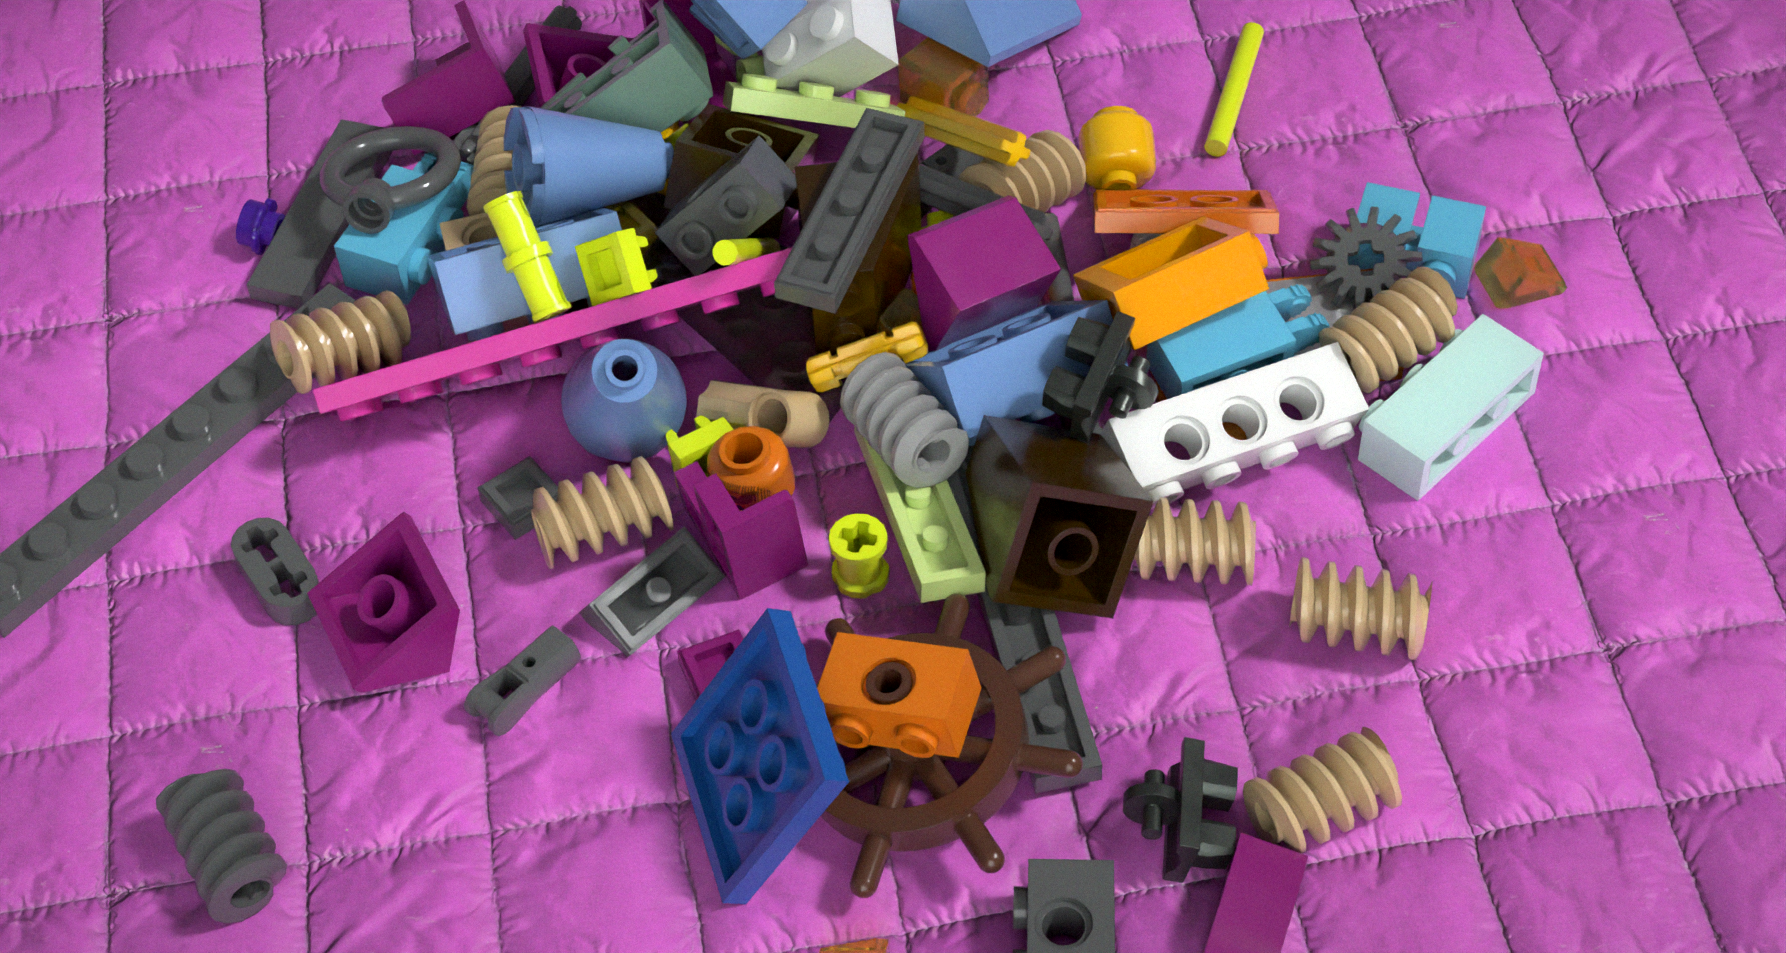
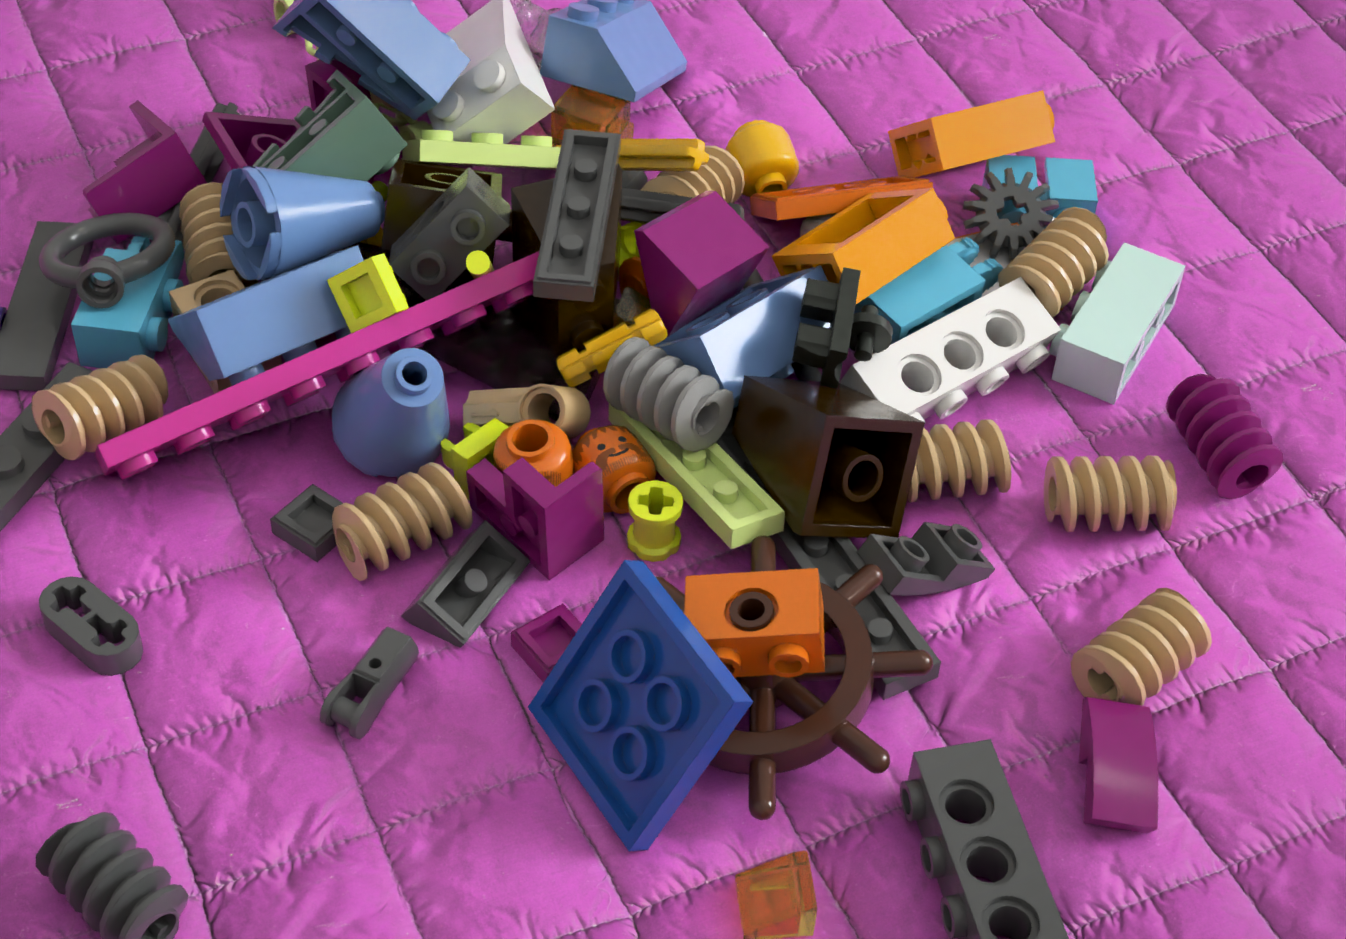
camera: 20 degrees left, 5 degrees down
(388, 610) = (224, 637): magenta slope -> none
(527, 256) = (285, 293): neon yellow pin -> none
(833, 484) = (622, 462): none -> orange head
(1141, 651) = (929, 562): none -> dark grey slope
(1179, 806) = (1020, 689): pearl dark grey hips -> none
(1234, 89) = (838, 104): neon yellow bar -> none
(1357, 157) = (972, 135): none -> light orange window
(1515, 561) = (1223, 434): none -> magenta piece
(1518, 273) = (1128, 214): clear yellow slope -> none

